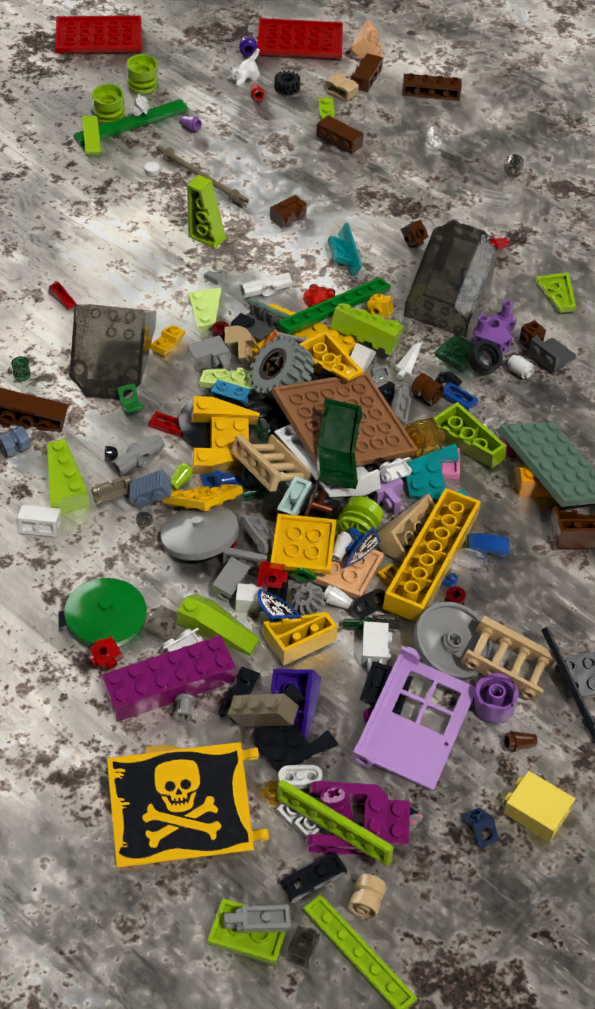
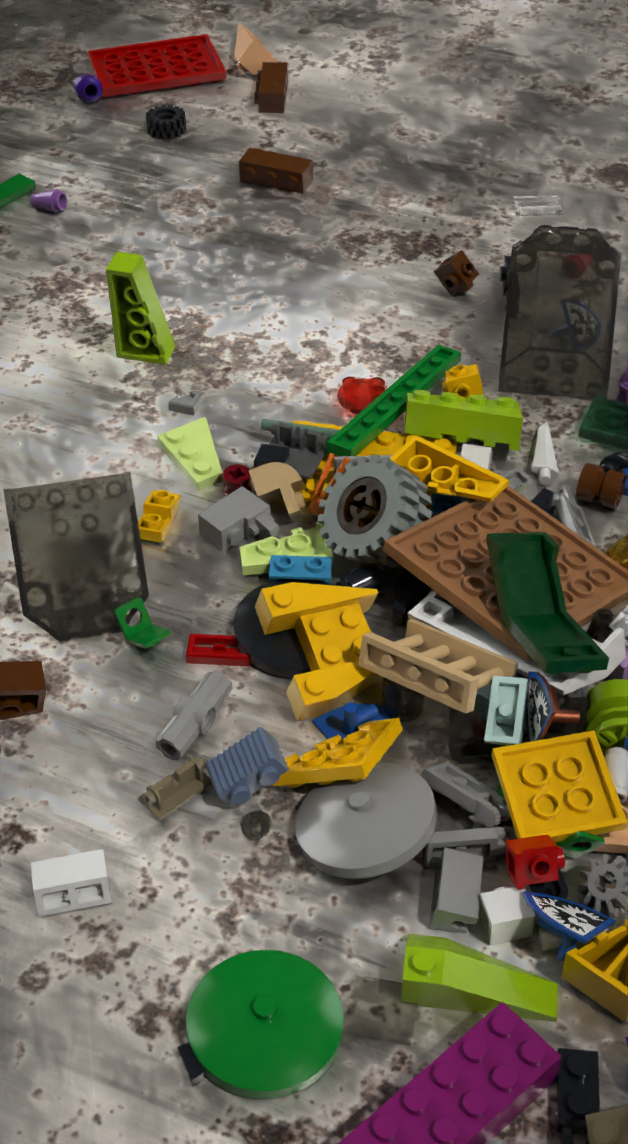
camera: 15 degrees left, 5 degrees down
(65, 481) = (89, 794): lime wedge -> none
(106, 654) = (310, 1090): red brick -> none
(110, 453) = (144, 725): black hinge -> none
(152, 169) = (17, 275): white tile -> none
(181, 476) = (285, 727): lime cone -> none
(187, 638) = (439, 1028): white hinge -> none
(234, 195) = (161, 282): dark tan bar -> none
(247, 69) = (100, 117): white animal -> none
(254, 494) = (429, 721): clear green arm -> none
(257, 92) = (129, 142): red cone -> none
(262, 433) = (379, 621): clear green arm -> none
(266, 285) = (273, 396): white piece -> none
(288, 211) = (254, 286): reddish brown brick -> none
(326, 107) = (236, 142): lime hinge -> none
(341, 87) = (246, 112): tan brick -> none
(344, 250) = (368, 319): teal bracket -> none
(431, 87) = (371, 86): reddish brown brick -> none
(434, 136) = (409, 146): clear brick -> none
(514, 165) = (541, 158): clear smoke head -> none

